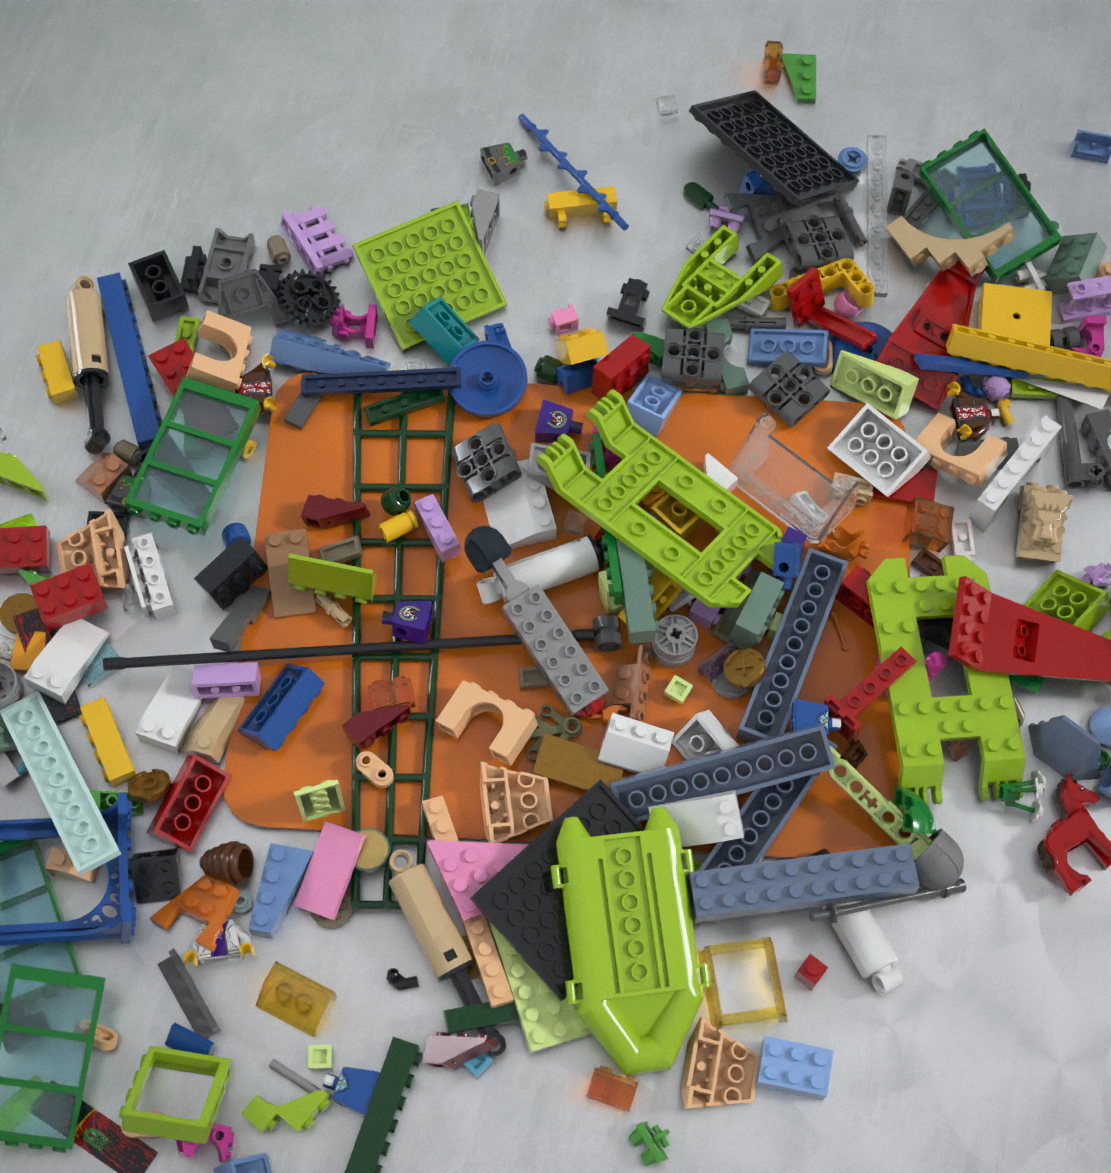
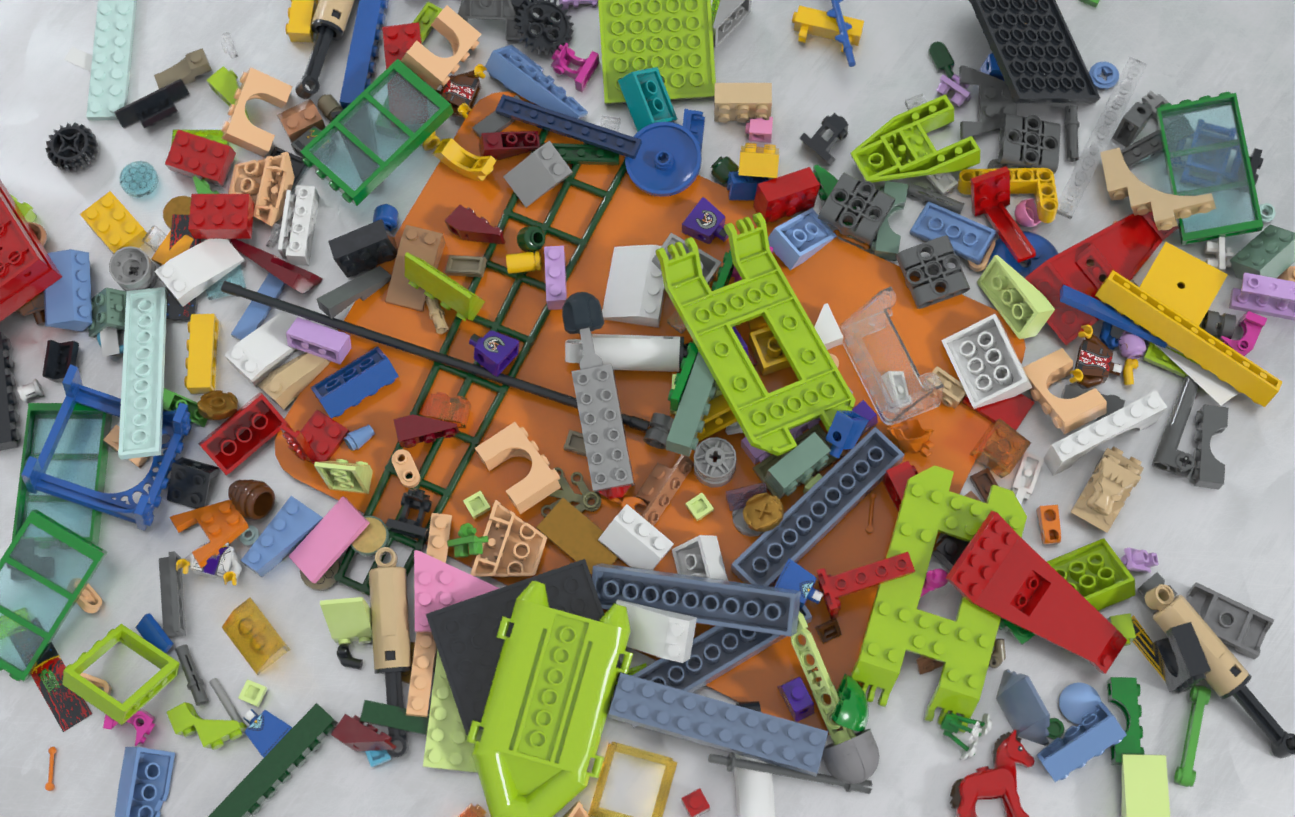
camera: 30 degrees right, 5 degrees up
(44, 504) = (238, 127): none -> light nougat arch
(145, 677) = (257, 312): none -> medium blue tile
(167, 628) = (288, 273): none -> dark red wedge
(251, 1070) = (194, 684): none -> dark grey pin
(269, 777) = (317, 438): none -> red bracket
(292, 454) = (463, 161): none -> yellow arch
(310, 760) = (358, 437): none -> medium blue cone
(325, 422) = (508, 144): none -> dark red slope
(373, 437) = (538, 174): none -> light grey slope
(391, 939) = (348, 620): none -> yellowish green slope
(401, 795) = (416, 500): none -> black tile
(461, 775) = (477, 504): none -> yellowish green plate
(480, 811) = (468, 538): none -> bright green hips
(486, 462) = (625, 235): dark grey connector -> none
(536, 299) = (742, 101): none -> tan brick
(858, 829) = (797, 699): none -> dark purple torso
(1004, 575) = (1049, 524): none -> orange leg

